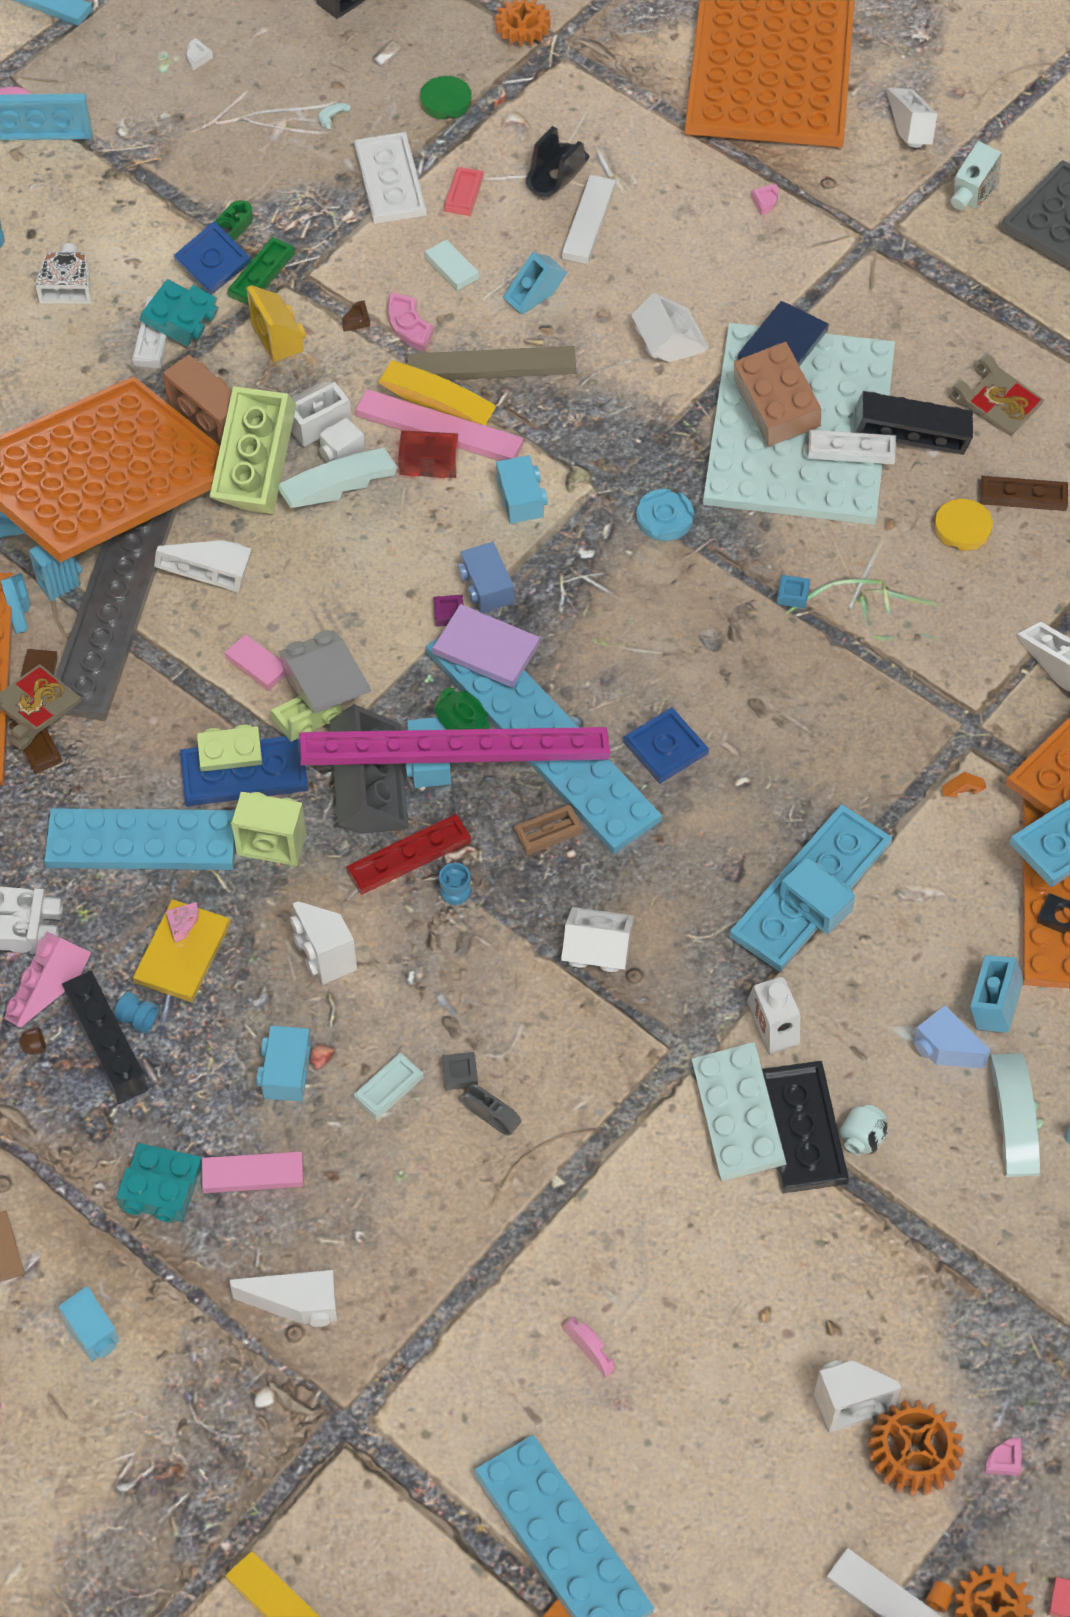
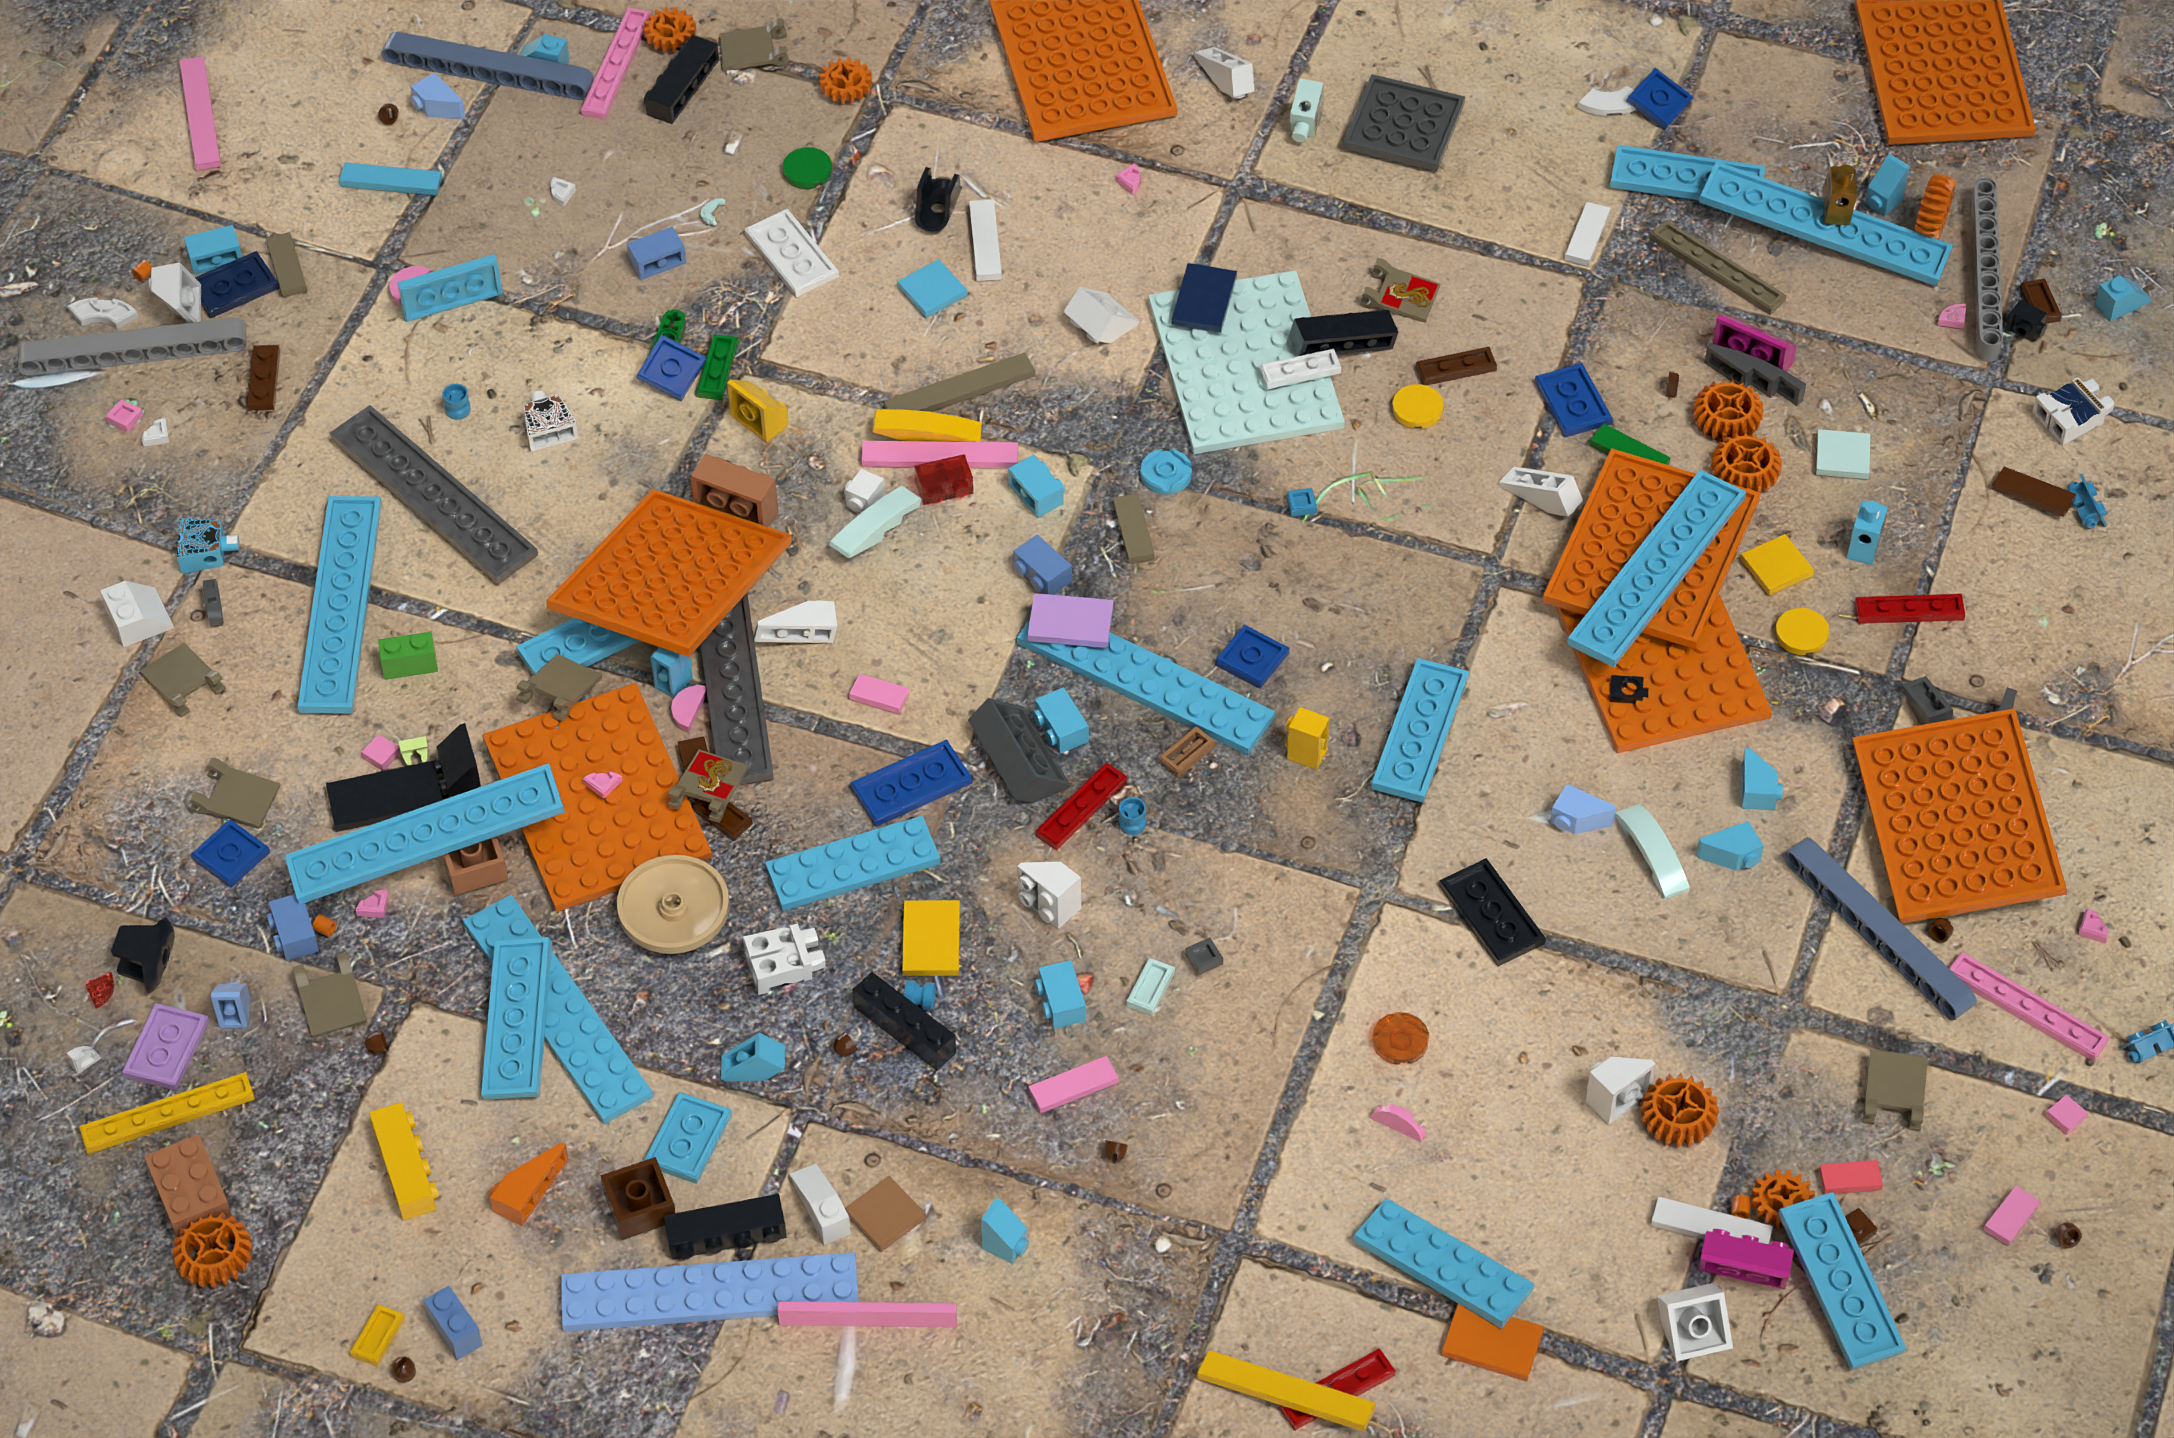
camera: 20 degrees left, 5 degrees down
(18, 599) = (649, 703): medium azure tile -> none
(42, 981) = (833, 991): bright pink slope -> none
(57, 614) = (687, 706): none -> bright pink tile
(149, 346) = (648, 446): white tile -> none
(159, 1183) = (1002, 1116): teal plate -> none
(180, 311) = (667, 422): teal plate -> none
(182, 920) = (922, 913): bright pink tile -> none
(229, 748) = (894, 767): yellowish green bracket -> none
(253, 449) = (797, 518): yellowish green slope -> none
(255, 140) = (656, 253): none -> medium blue brick
(261, 1265) = (1115, 1148): none -> reddish brown hinge
(269, 828) = (962, 818): yellowish green brick -> none
(297, 717) = (945, 720): yellowish green bracket -> none
(297, 1296) = (1154, 1161): white slope -> none
(318, 409) = (828, 471): white slope -> none
(323, 671) = (946, 681): light grey slope -> none
(356, 317) = (822, 382): reddish brown tile -> none
(407, 322) = (868, 374): bright pink tile -> none
(445, 608) = (1019, 603): magenta tile -> none
(451, 265) = (884, 313): light aqua tile -> none
(453, 746) = (1086, 705): dark pink plate -> none
(460, 710) = (1076, 681): green tile -> none
(464, 191) = (863, 246): coral tile -> none
(491, 1109) = (1242, 976): dark grey piece -> none
(508, 251) = (932, 288): none -> medium azure tile
(535, 282) = (966, 308): medium azure slope -> none
(597, 939) = (1268, 822): white slope -> none
(602, 565) = (1133, 528): none -> dark tan tile
(635, 1243) = (1400, 1038): none -> clear orange tile
(679, 857) = (1307, 737): none -> yellow brick
(738, 1111) = (1438, 915): light aqua plate -> none
(775, 1007) = (1436, 833): white torso -> none
(777, 394) = (1222, 342): nougat brick -> none
(817, 895) = (1431, 732): medium azure brick -> none
(864, 1130) = (1542, 898): light aqua head -> none
(964, 783) = (1506, 612): orange tile -> none
(996, 993) = (1602, 763): medium azure brick -> none
(1005, 1458) = (1749, 1098): bright pink tile -> none

